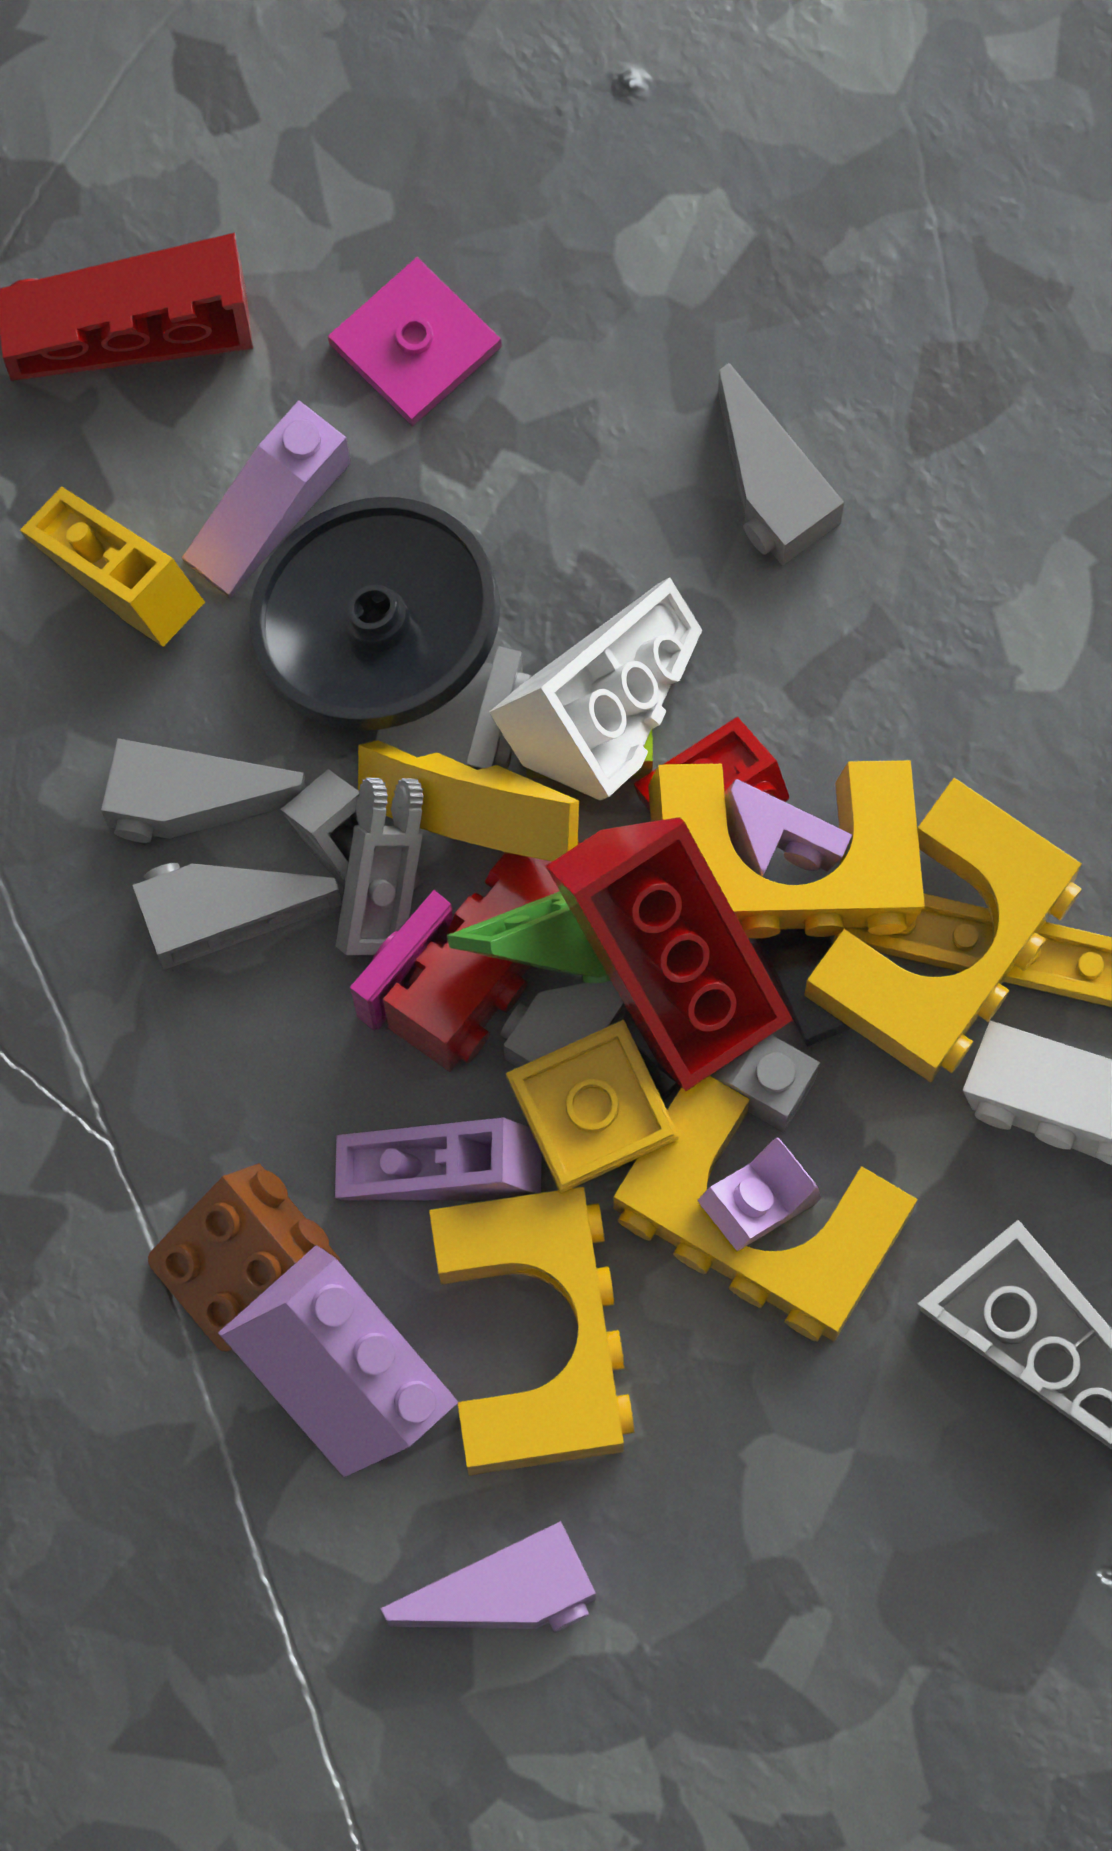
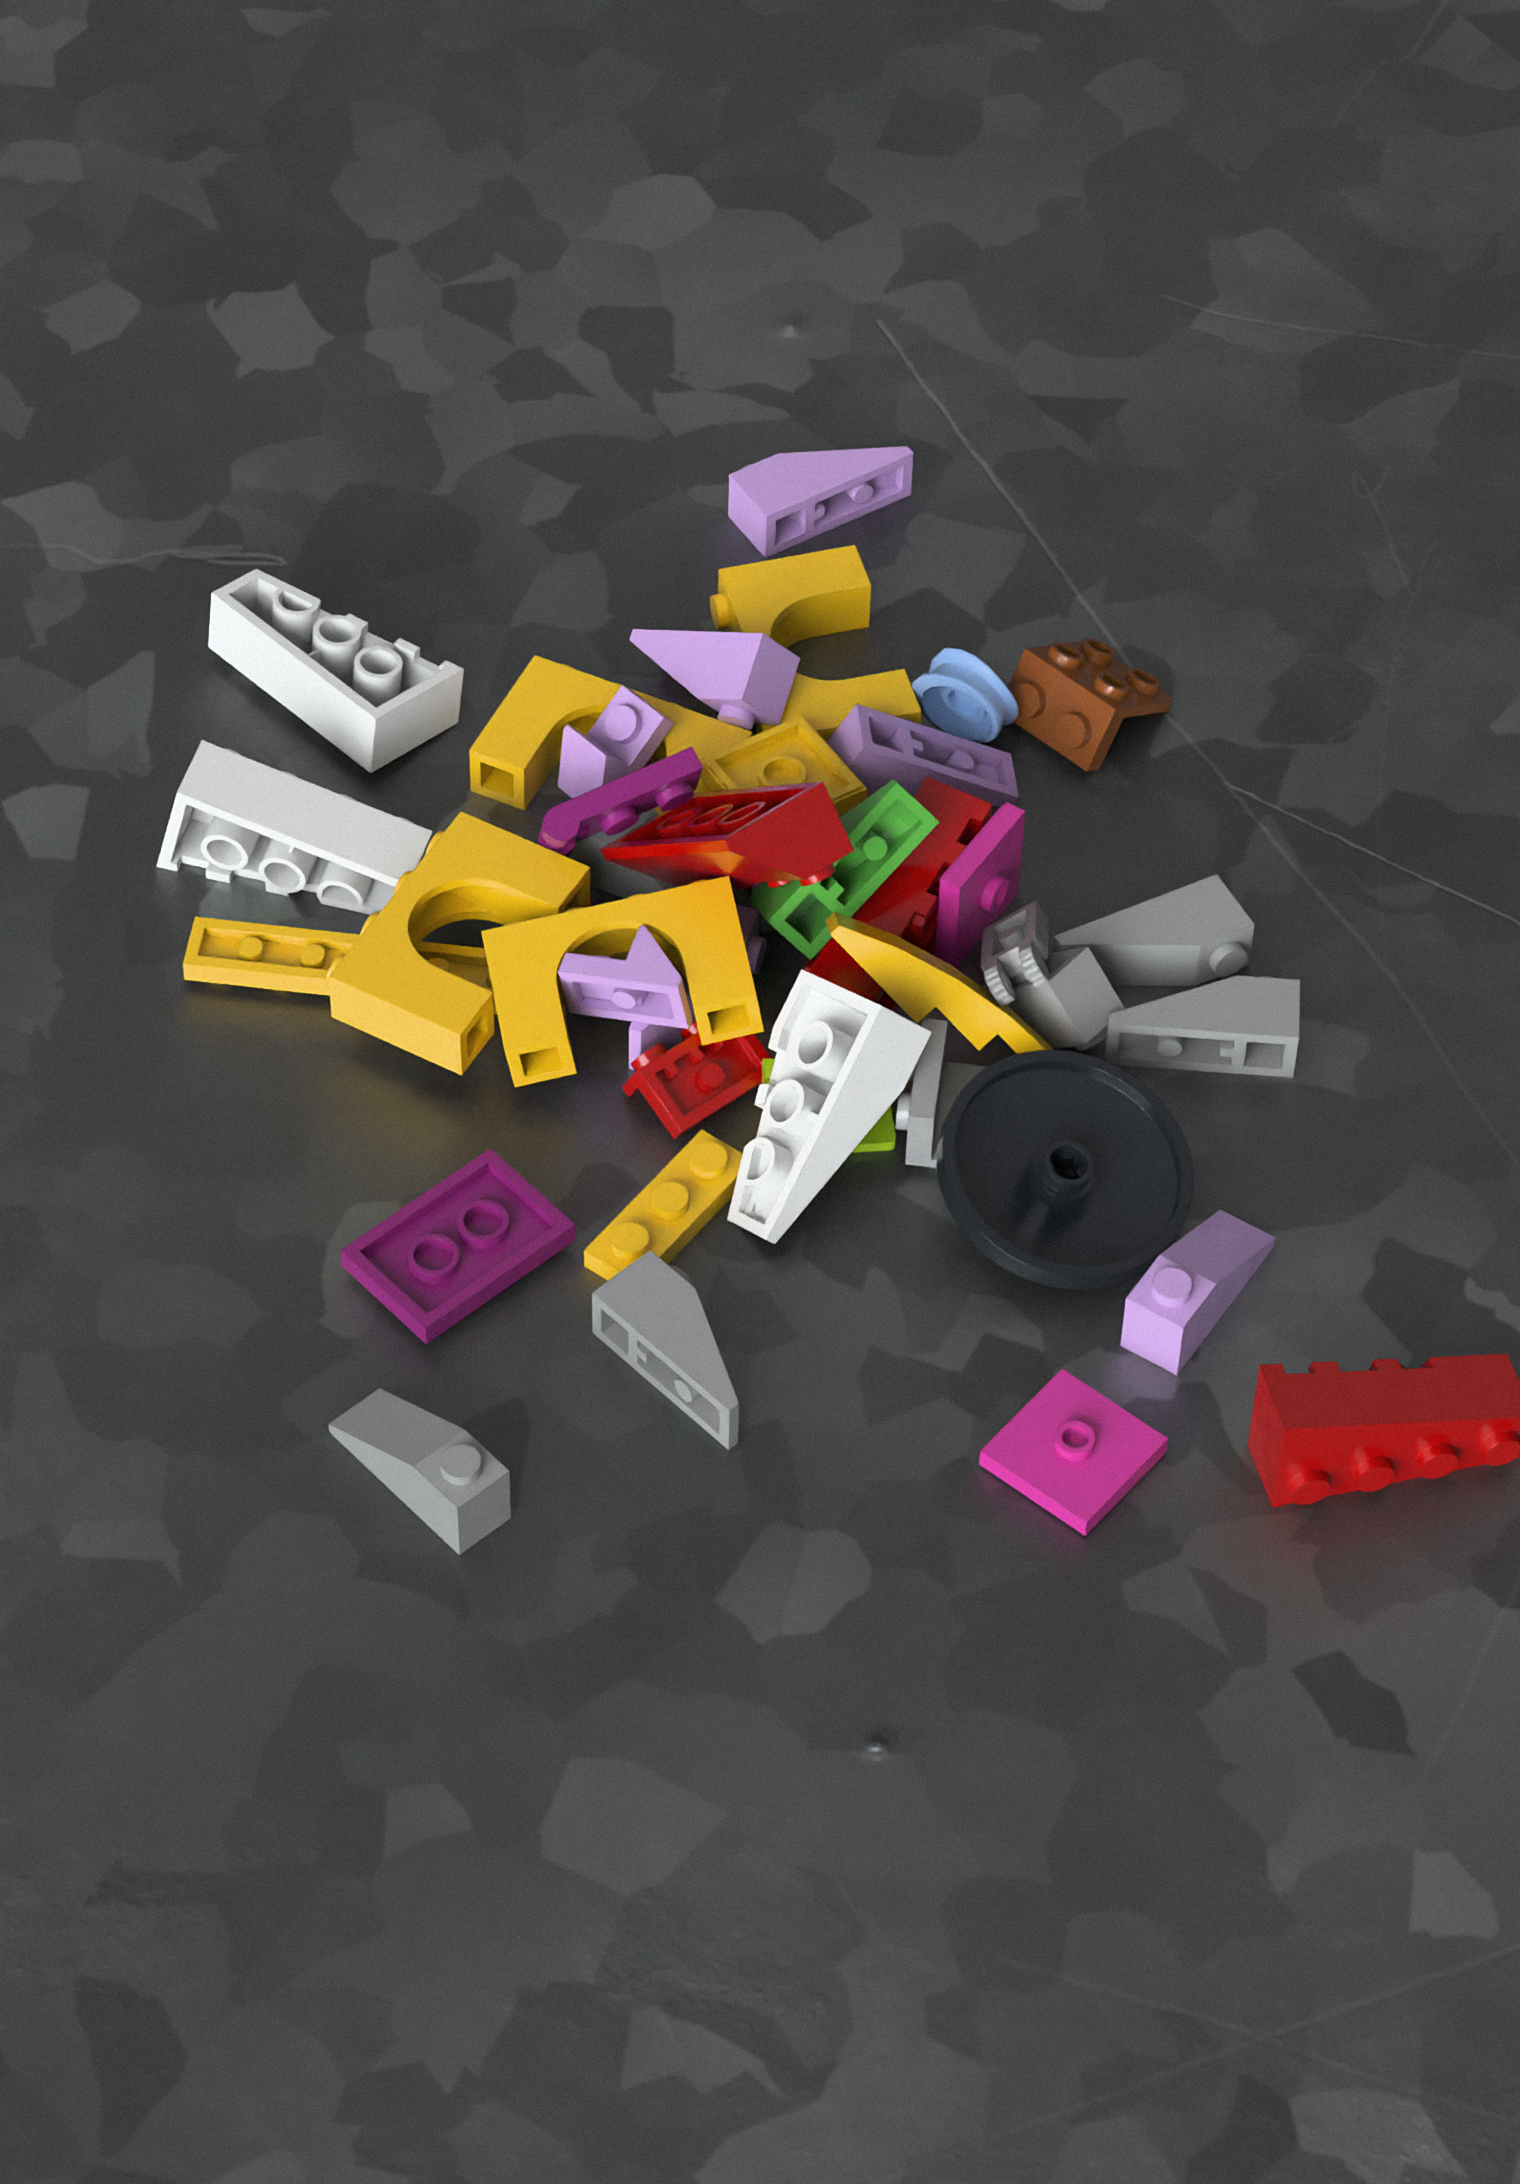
camera: 170 degrees right, 25 degrees down
(115, 565) = (1342, 1205): yellow slope -> none
(337, 1364) = (974, 604): lavender slope -> none
(377, 1235) = (964, 697): none -> light blue piece
(641, 1279) = (732, 672): none -> lavender slope
(757, 639) = (669, 1207): none -> yellow plate
(772, 1042) = (619, 802): none -> magenta plate
(962, 607) = (458, 1245): none -> magenta plate
(1009, 370) = (428, 1466): none -> light grey slope

